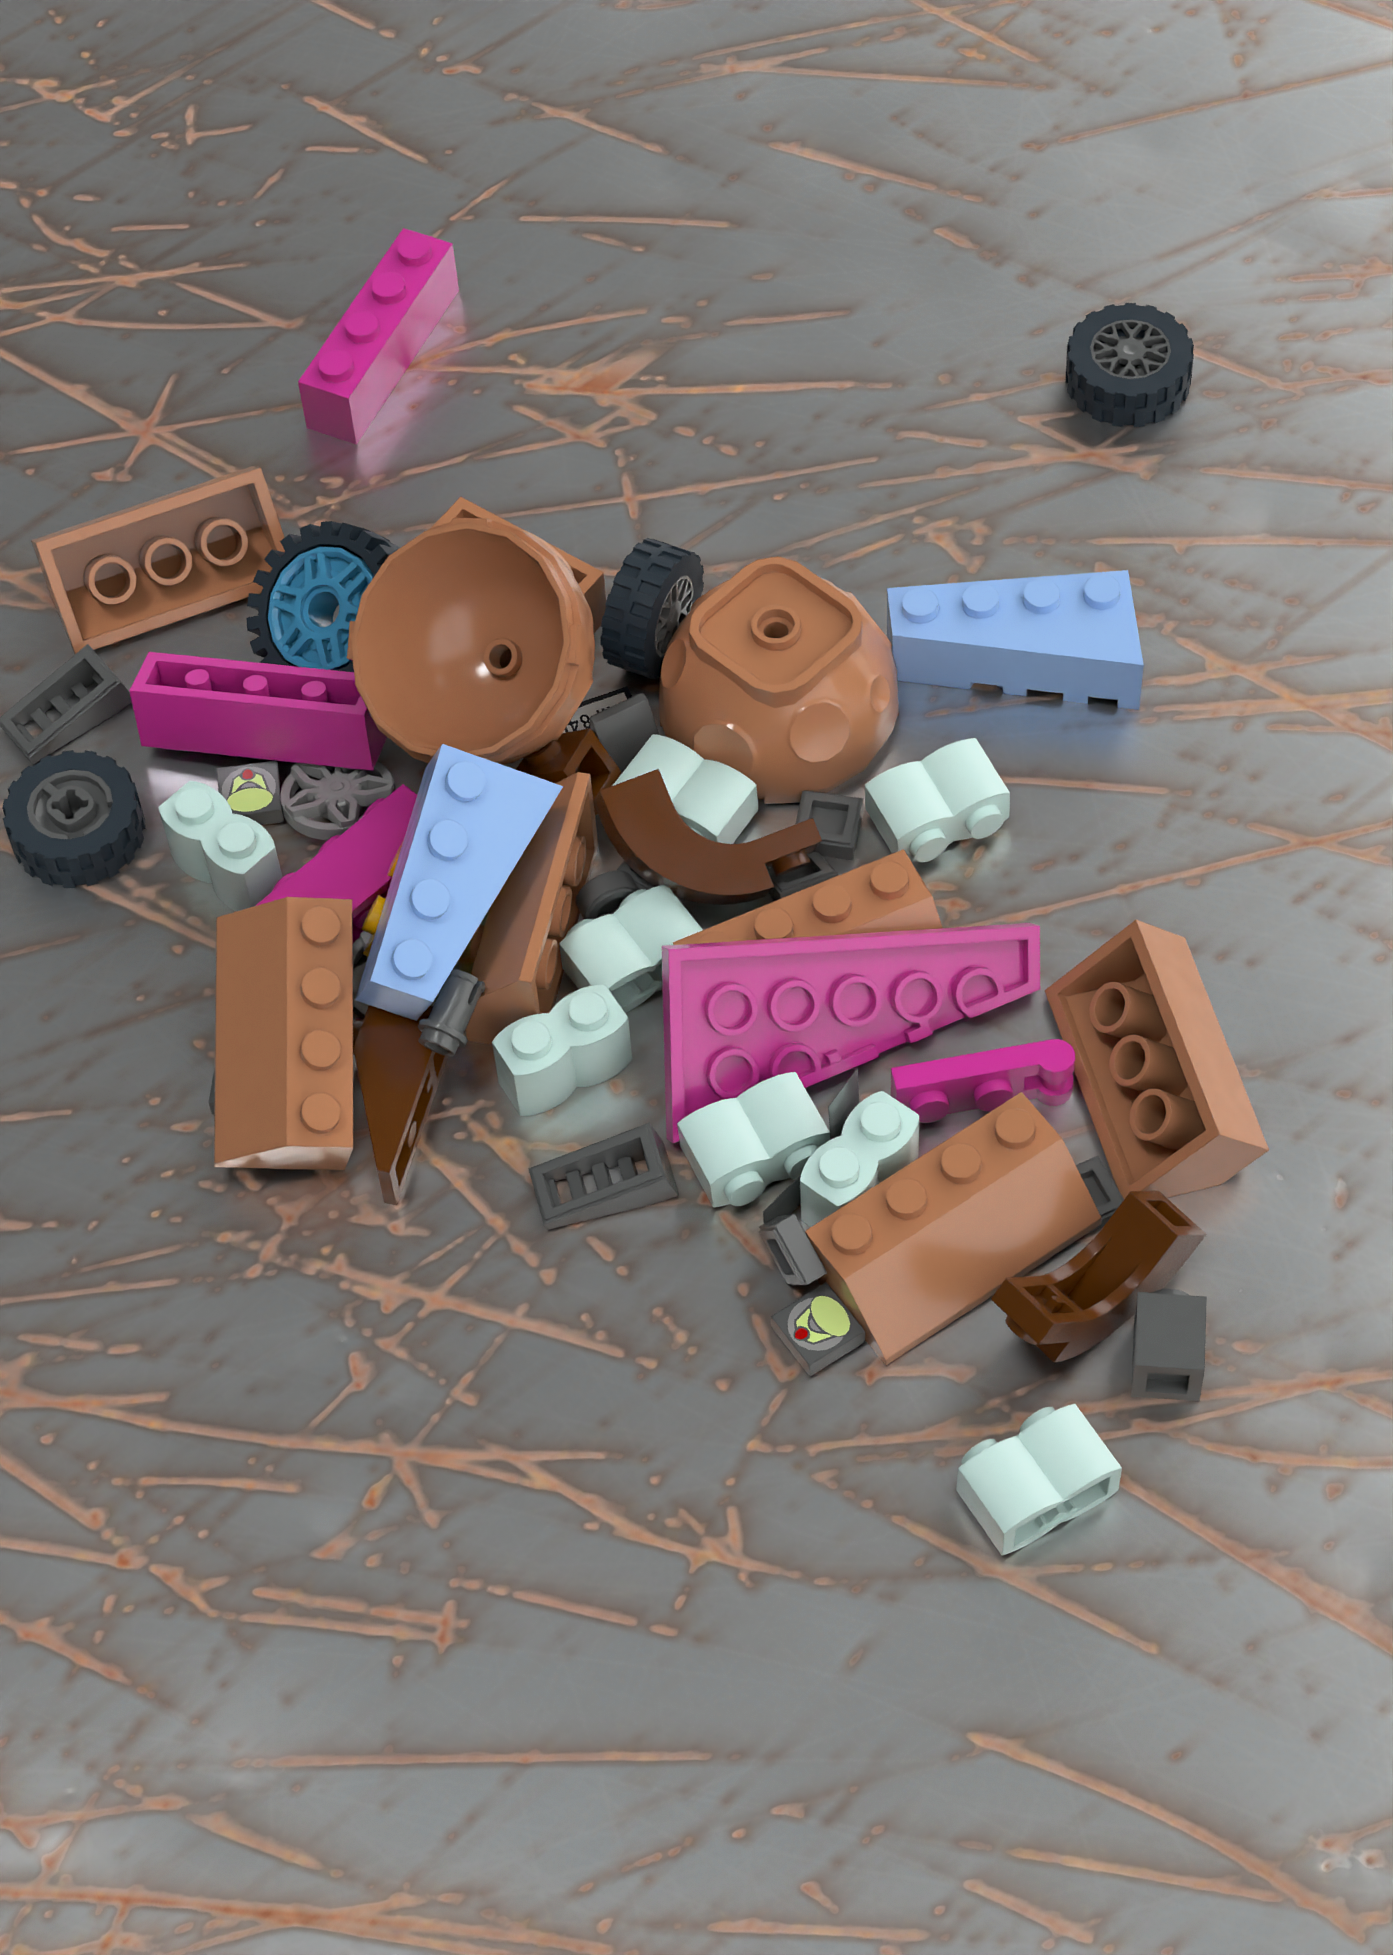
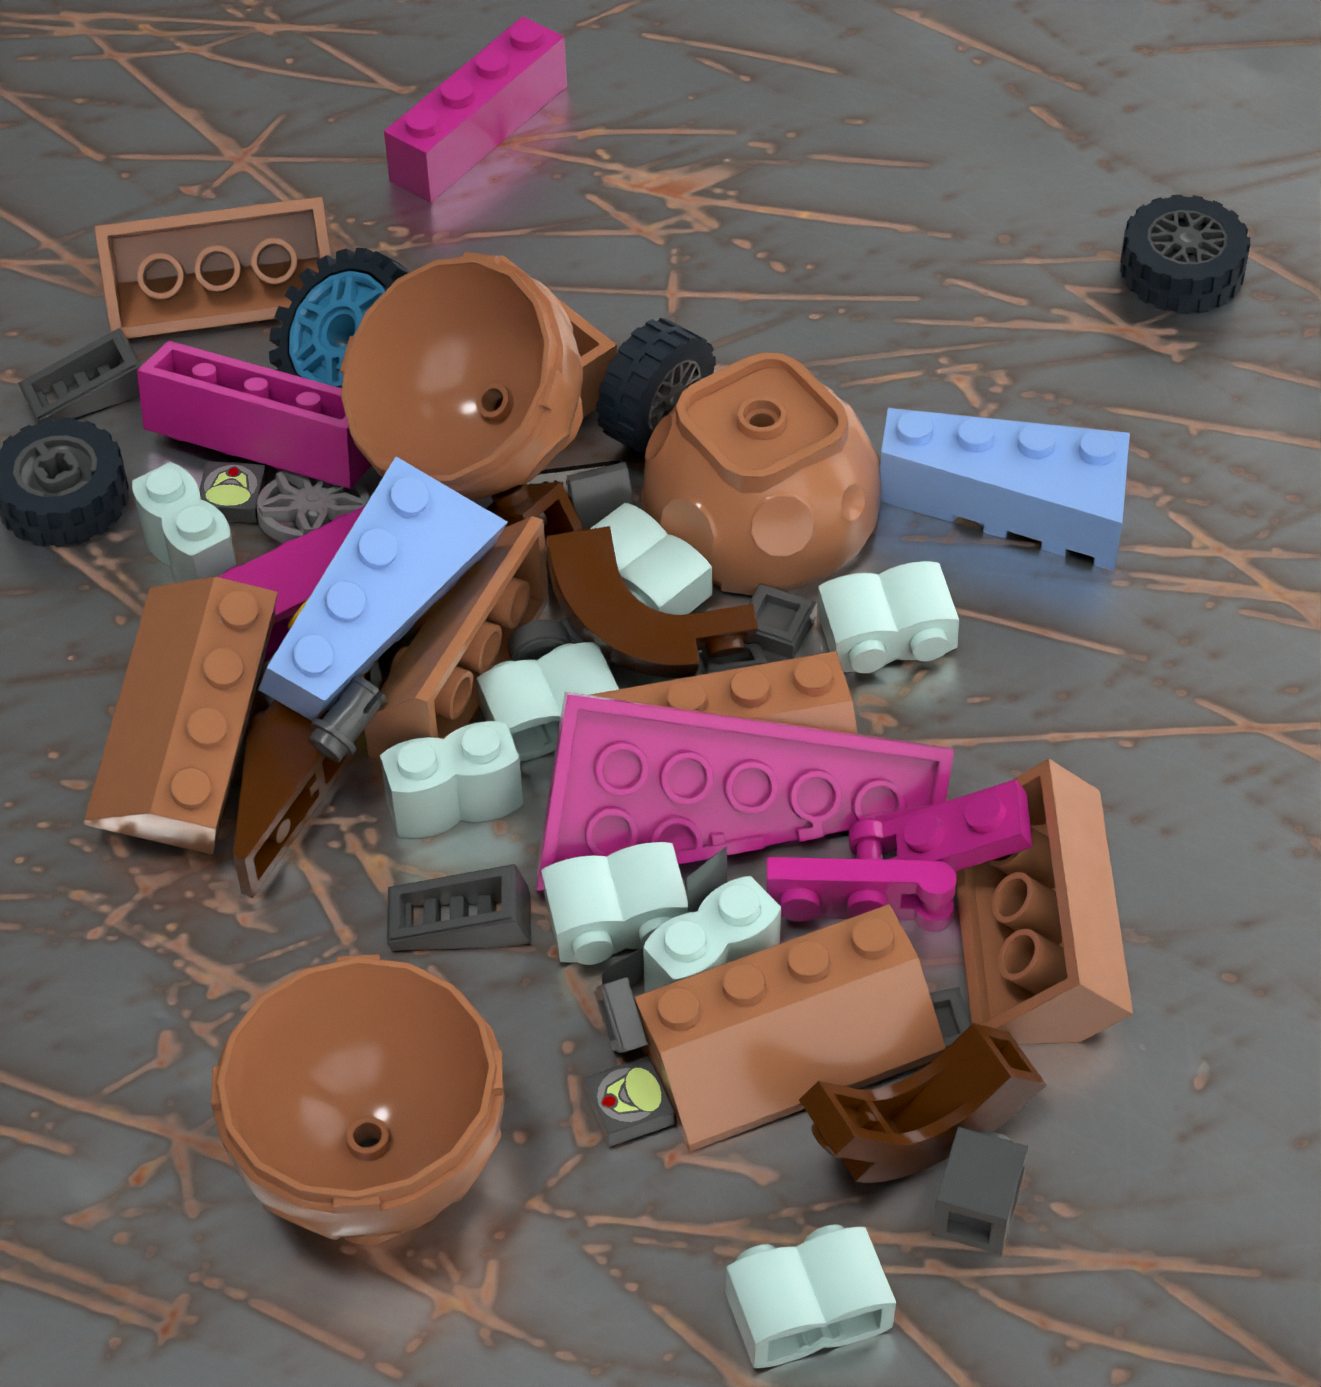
camera: 10 degrees right, 5 degrees down
(574, 1340) = (353, 1059): none -> nougat rock
(1057, 1008) = (952, 832): none -> dark pink plate

